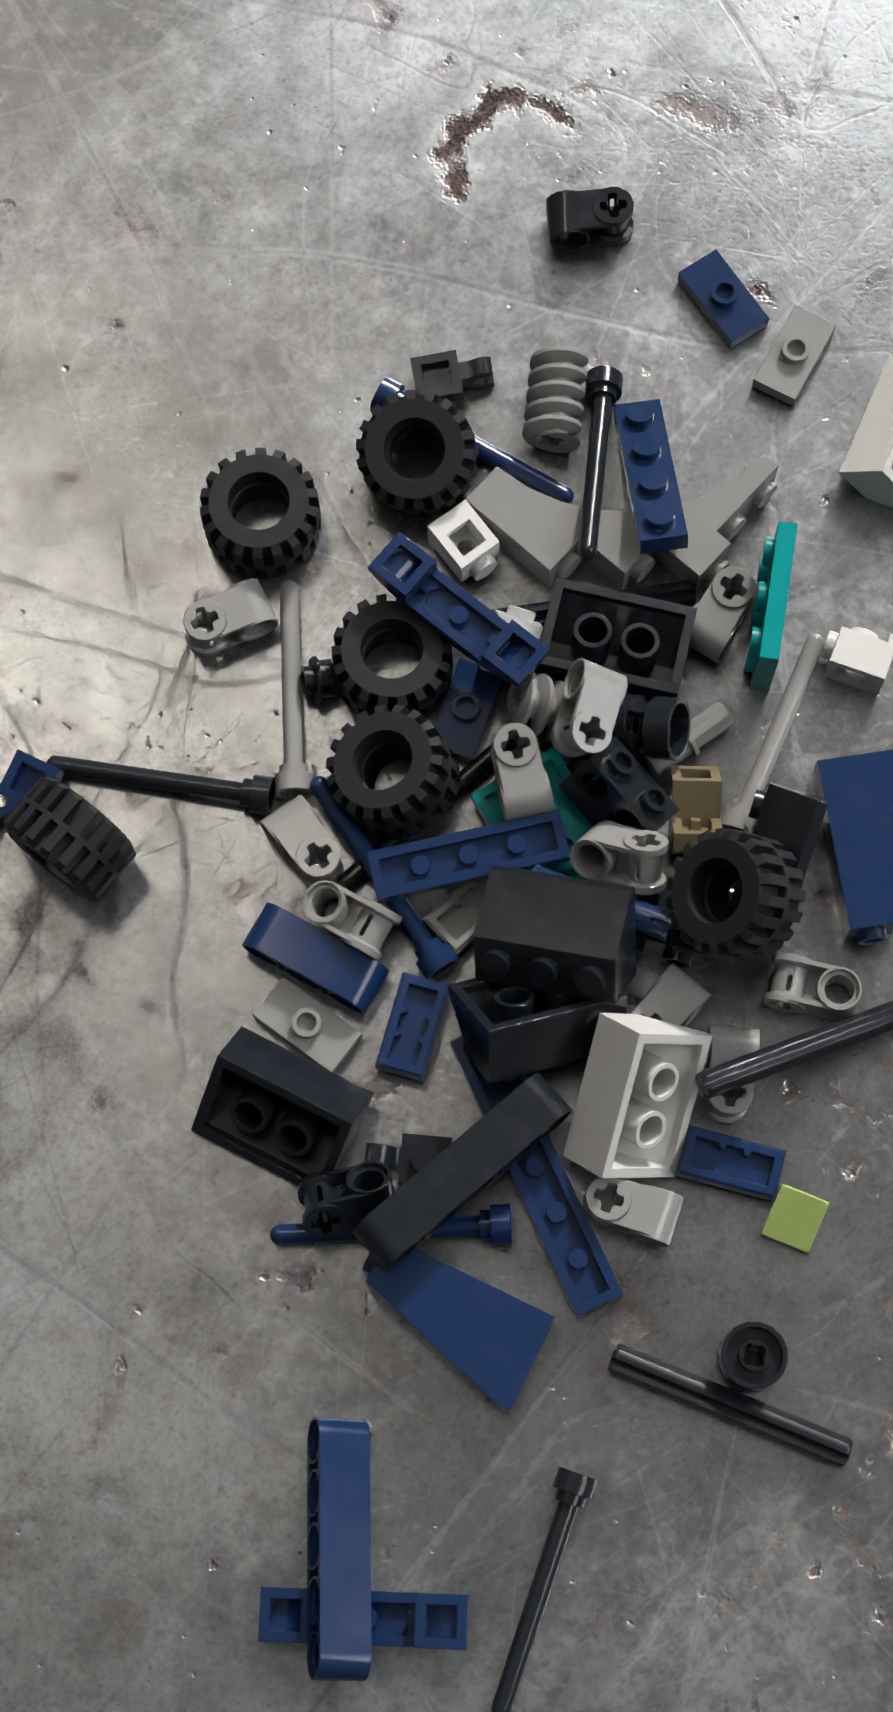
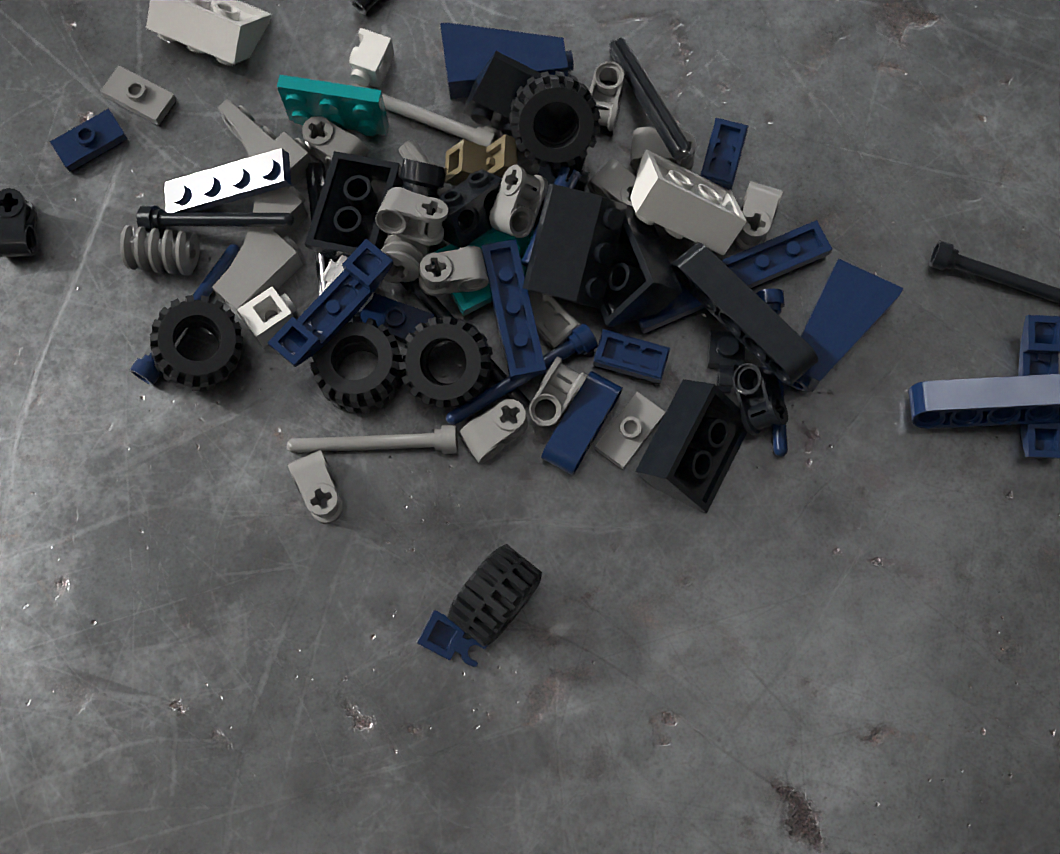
camera: 90 degrees left, 0 degrees up
(252, 479) = (214, 441): black tyre -> none
(253, 793) = (455, 467): black piece -> none
(318, 679) = (368, 420): black plate -> none
(446, 376) = (132, 330): black plate -> none
(730, 1405) = (882, 161): black axle -> none
(751, 1357) = (856, 141): black wheel -> none
(794, 1218) = (759, 116): yellowish green slope -> none

